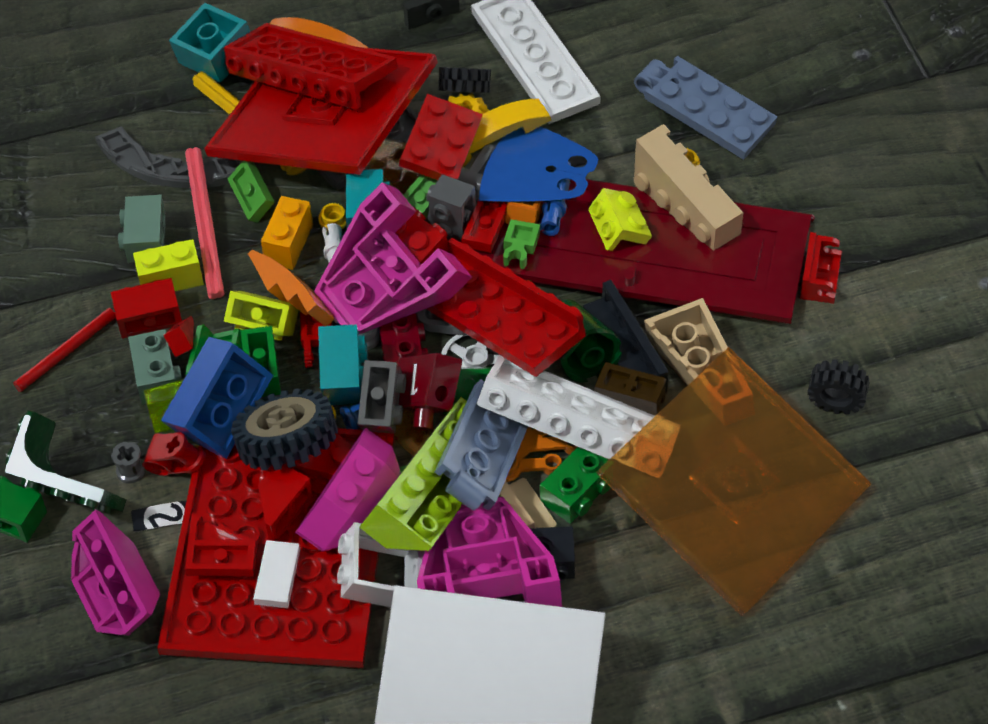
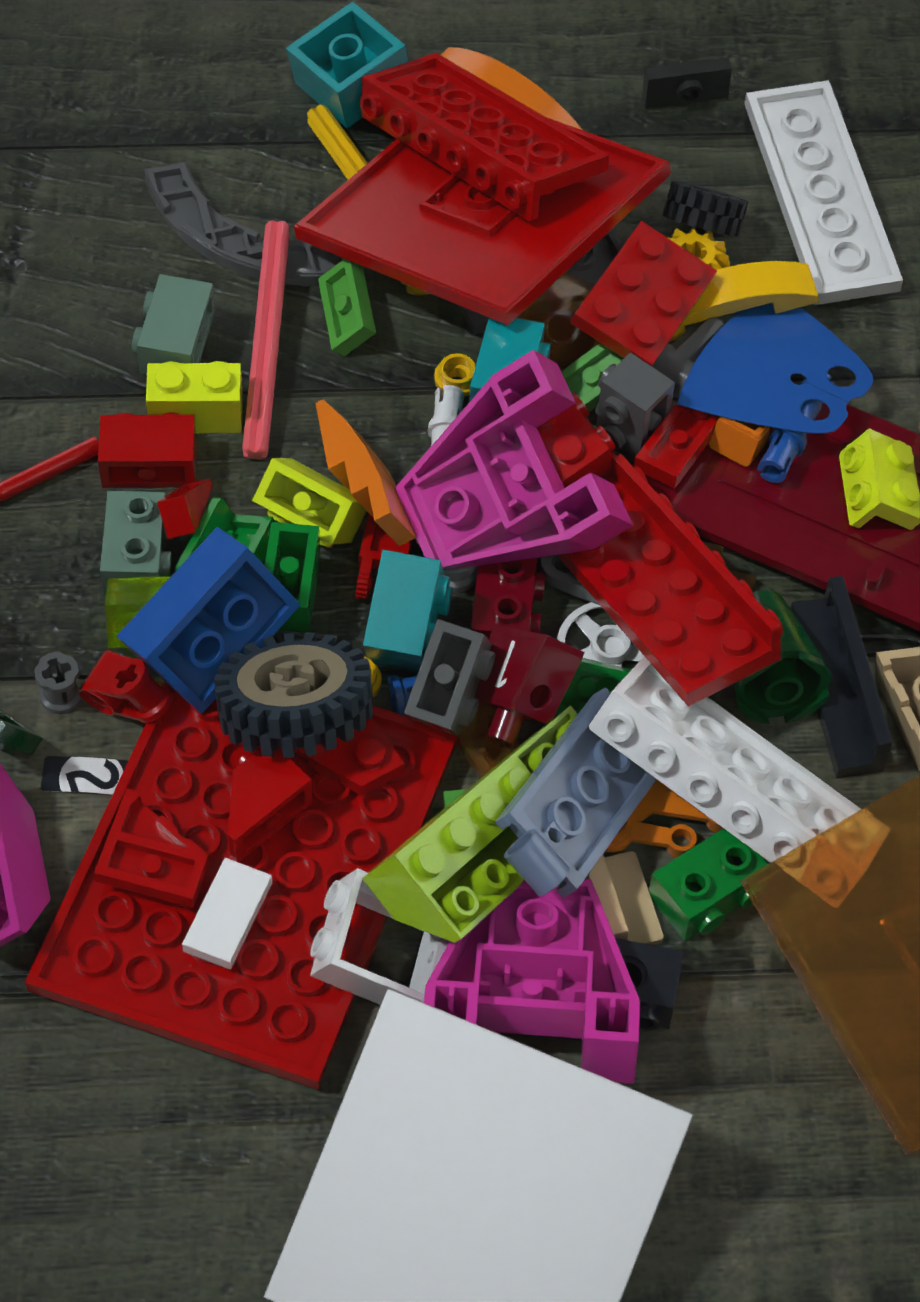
camera: 10 degrees right, 5 degrees up
(287, 231) = (382, 383): light orange brick -> none
(351, 492) = (370, 814): dark pink wedge -> none
(519, 241) = (723, 480): bright green plate -> none
(632, 387) = (831, 753): dark brown hinge -> none

